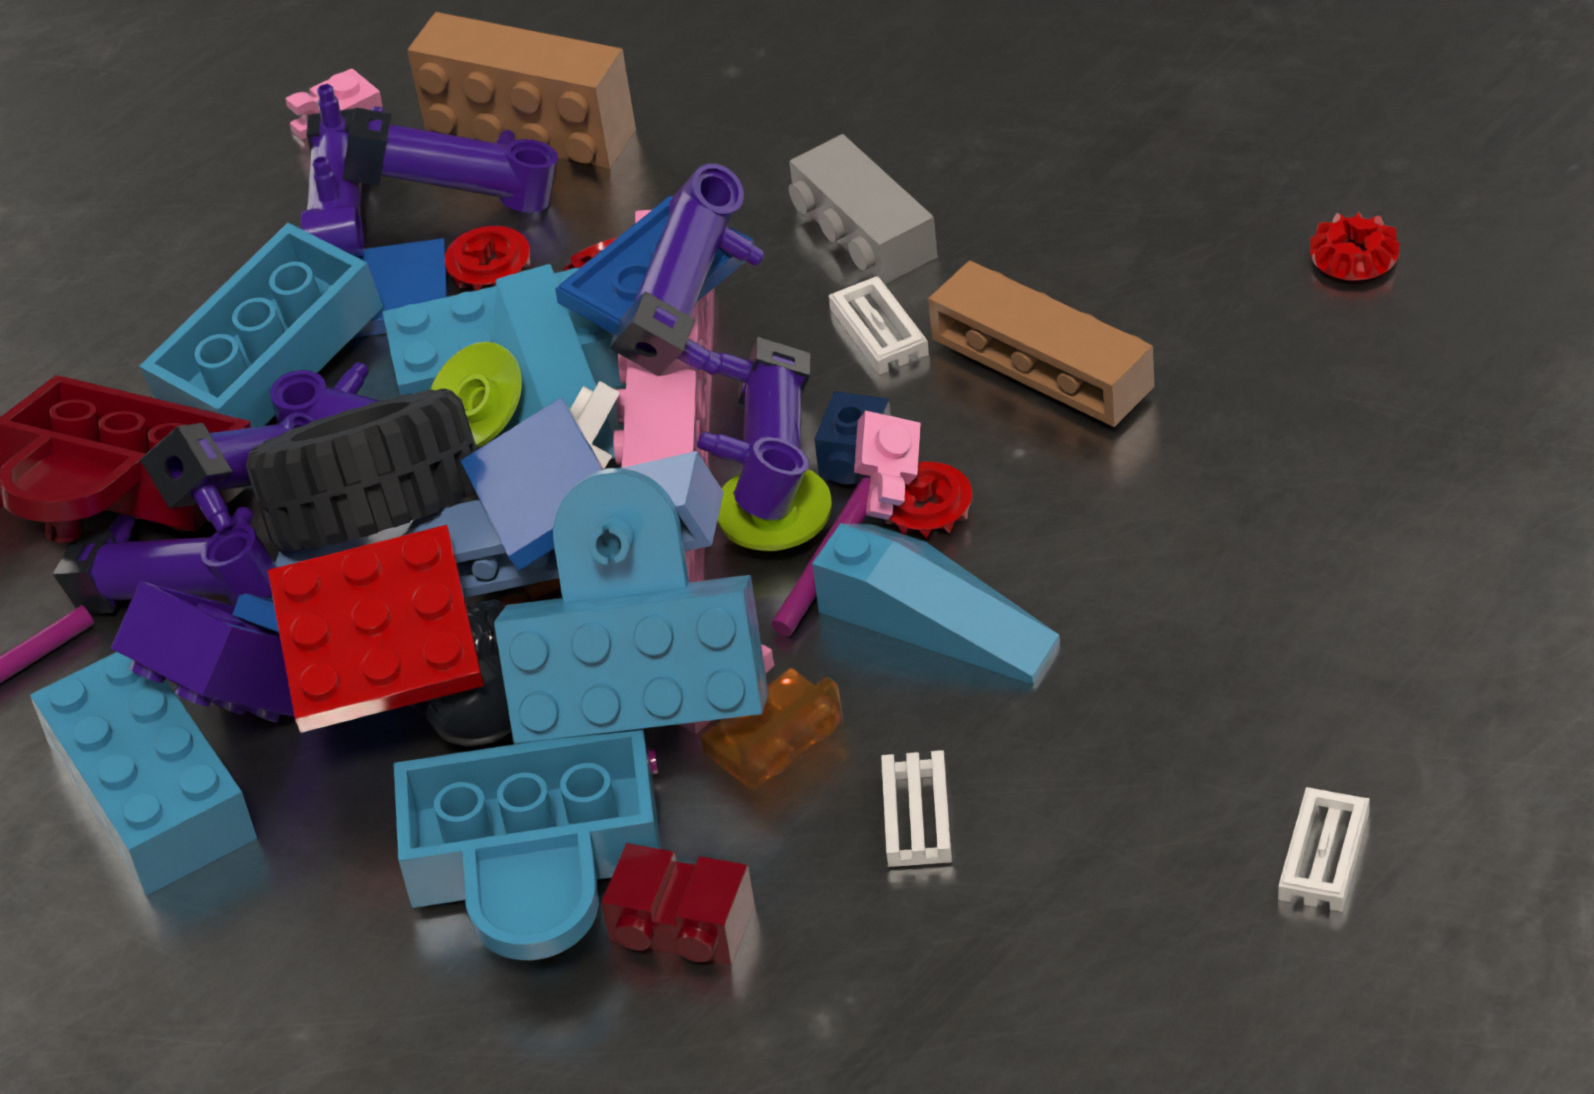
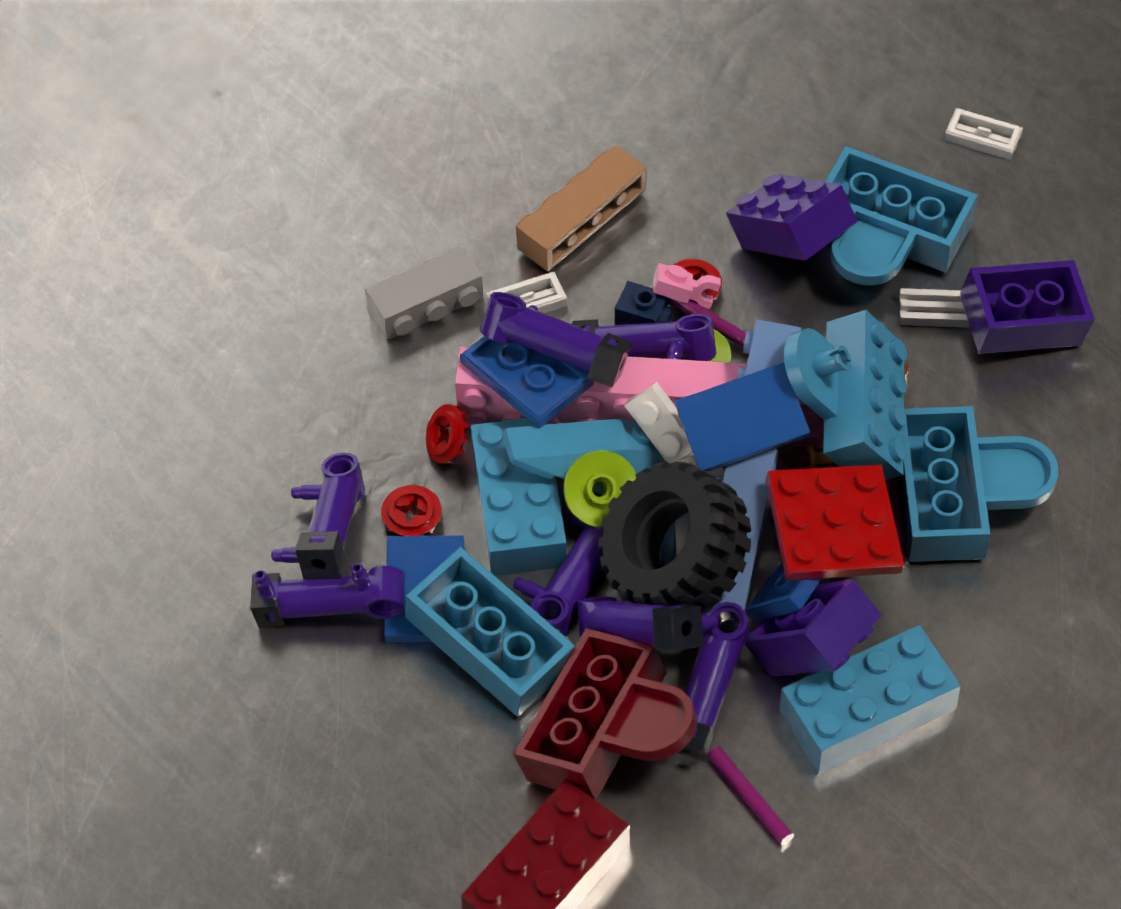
camera: 90 degrees left, 10 degrees up
(348, 87) = (208, 607): bright pink plate -> none
(541, 86) = (262, 472): medium nougat brick -> none
(678, 904) = (1009, 408): dark red brick -> none
(892, 899) = (1026, 306): none -> dark purple brick
(928, 601) = (772, 290): dark azure wedge -> none
(1026, 559) = (791, 216): none -> dark purple brick
(1073, 701) = (897, 219): none -> dark azure brick
(1345, 259) = (505, 67): red gear -> none

